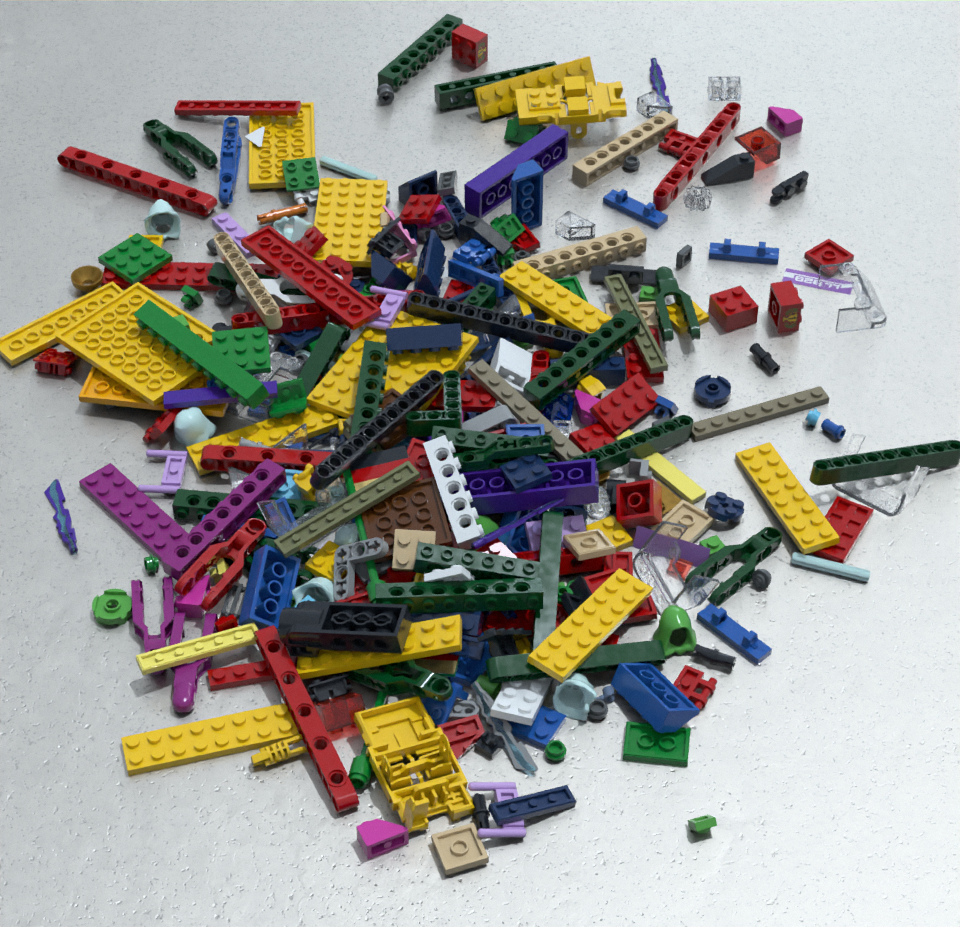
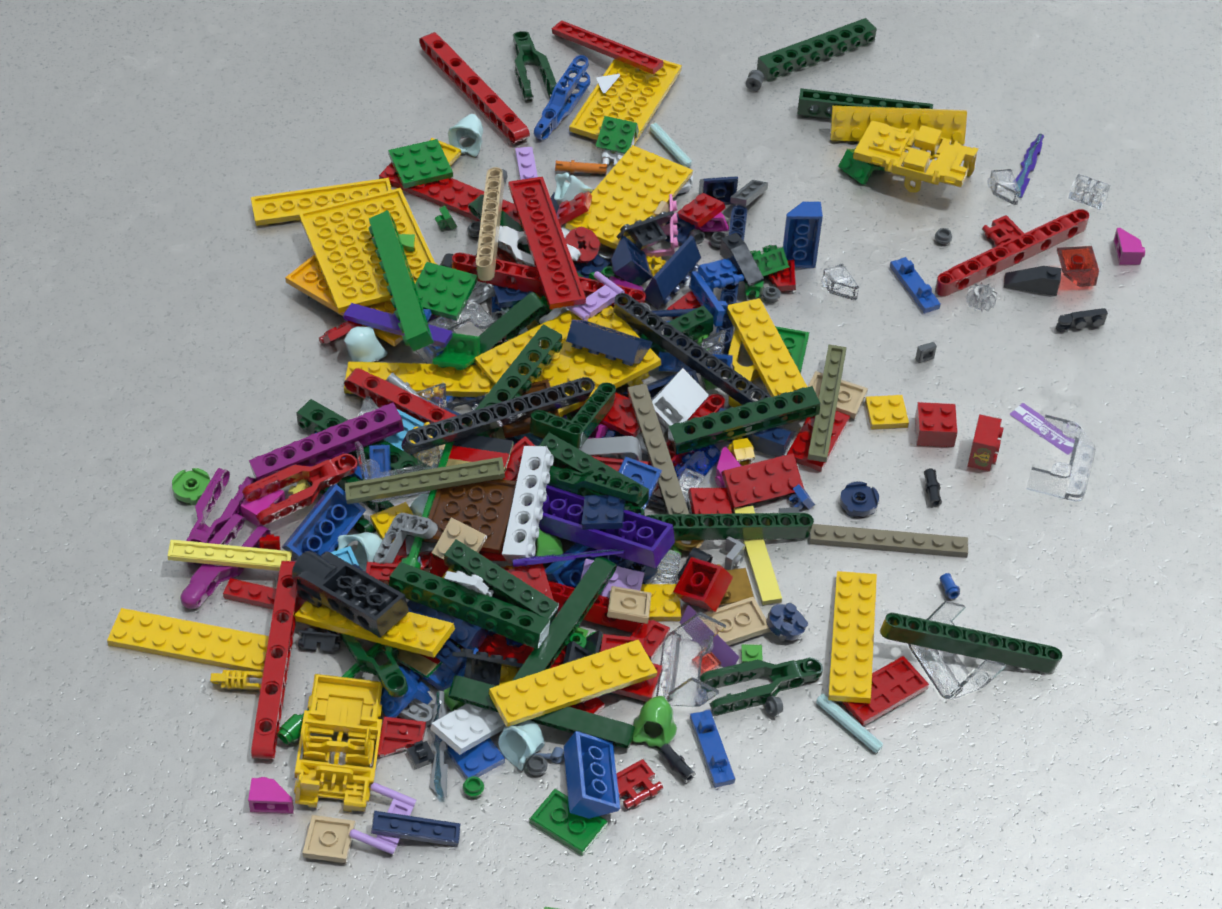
camera: 25 degrees right, 5 degrees up
(55, 361) = (290, 235): red hinge -> none
(62, 517) = (213, 363): dark purple sword -> none
(86, 275) = (366, 163): pearl gold piece -> none
(133, 510) = (267, 401): magenta plate -> none
(151, 564) = (246, 457): green plate -> none
(173, 471) = (322, 381): lavender plate -> none
(238, 589) = (292, 523): dark grey tile -> none
(340, 711) = (307, 663): clear red slope -> none
(469, 46) = (864, 59): red brick -> none
(480, 812) = (366, 816): black axle -> none
(494, 184) = (838, 201): dark purple brick -> none
(588, 253) = (832, 313): tan brick -> none
(631, 143) = (952, 216): tan brick -> none
(631, 274) = (858, 350): black bracket -> none
(648, 294) = (867, 378): bright green plate -> none
(667, 286) = (883, 379): dark green piece -> none
(744, 253) = (990, 371): blue hinge -> none
(812, 417) = (937, 566): medium azure plate -> none
(828, 253) = (1072, 406): red plate -> none

